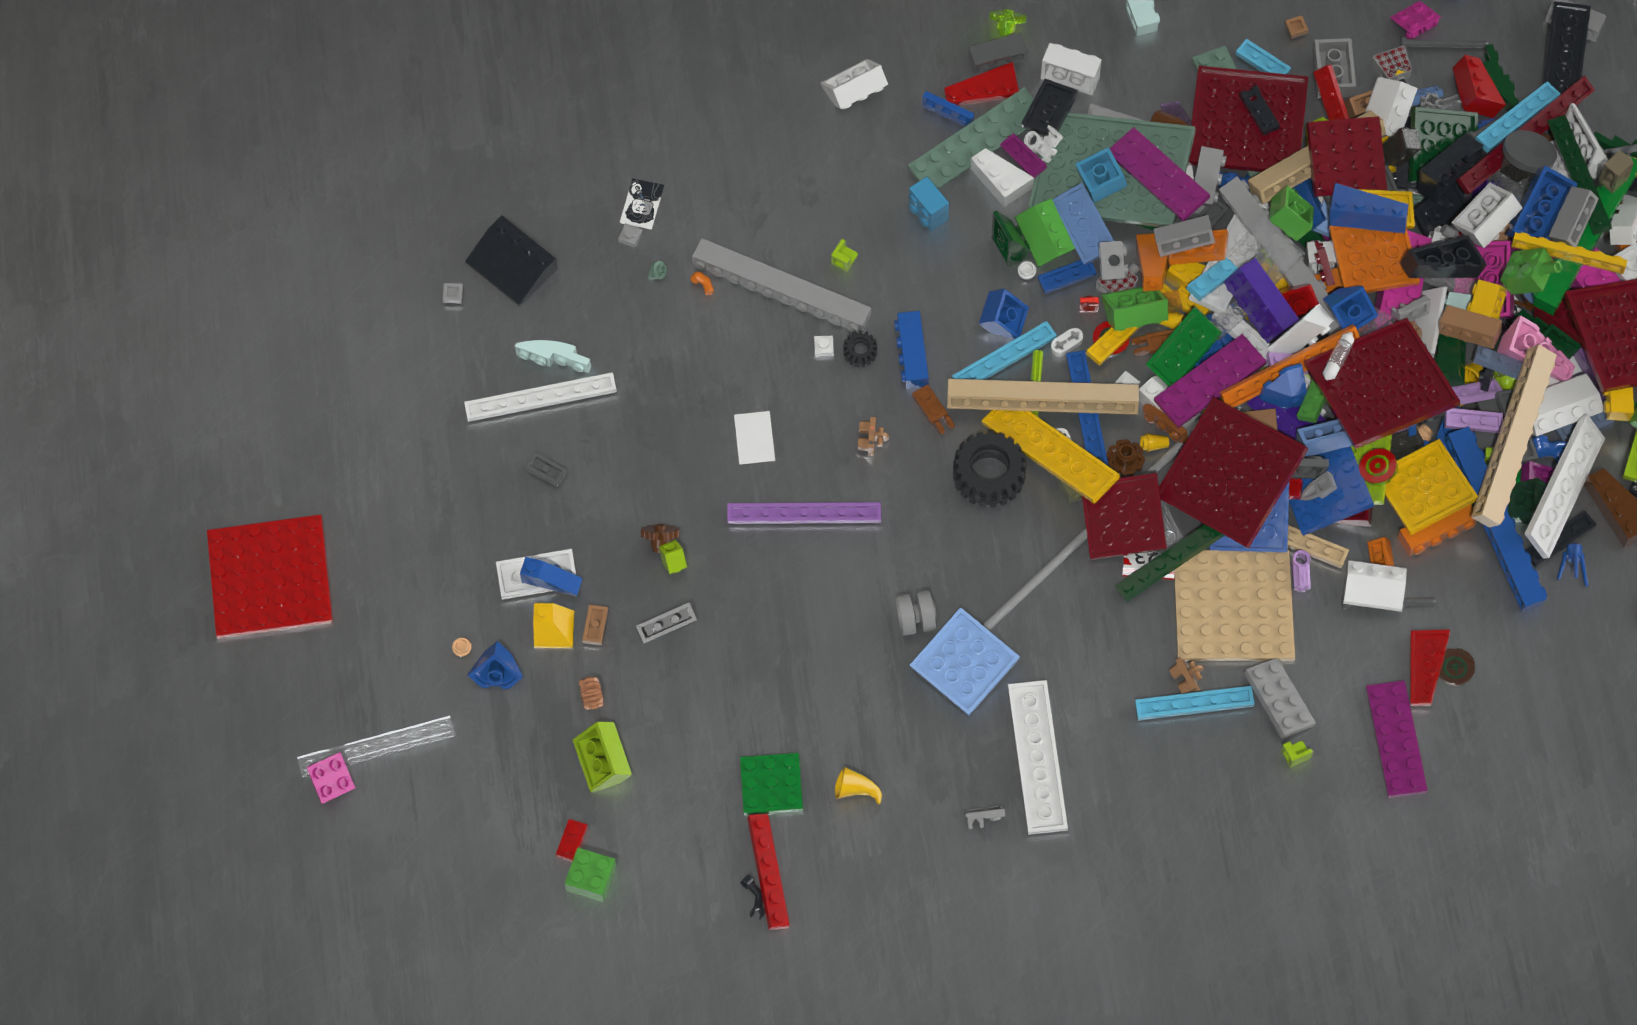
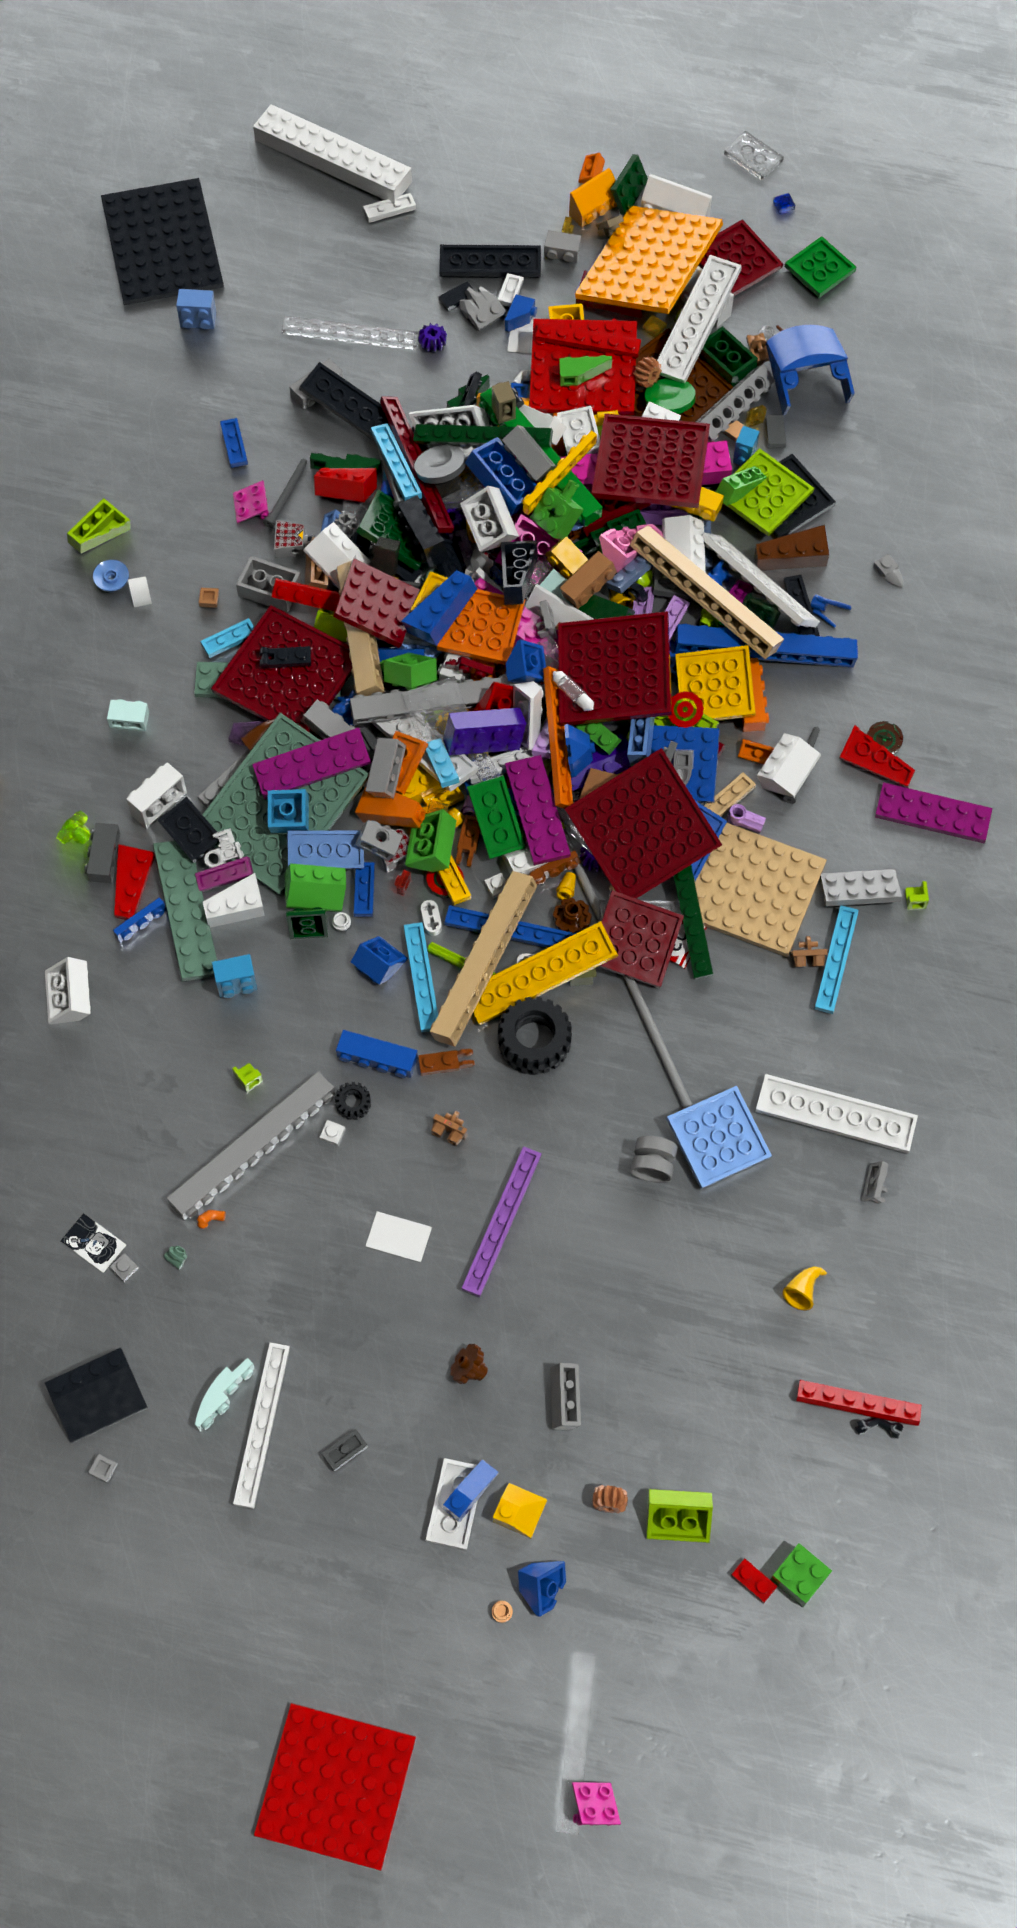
camera: 70 degrees left, 0 degrees up
(595, 624) = (535, 1467): medium nougat plate -> none
(672, 557) = (498, 1362): lime brick -> none
(771, 784) = (768, 1364): green plate -> none

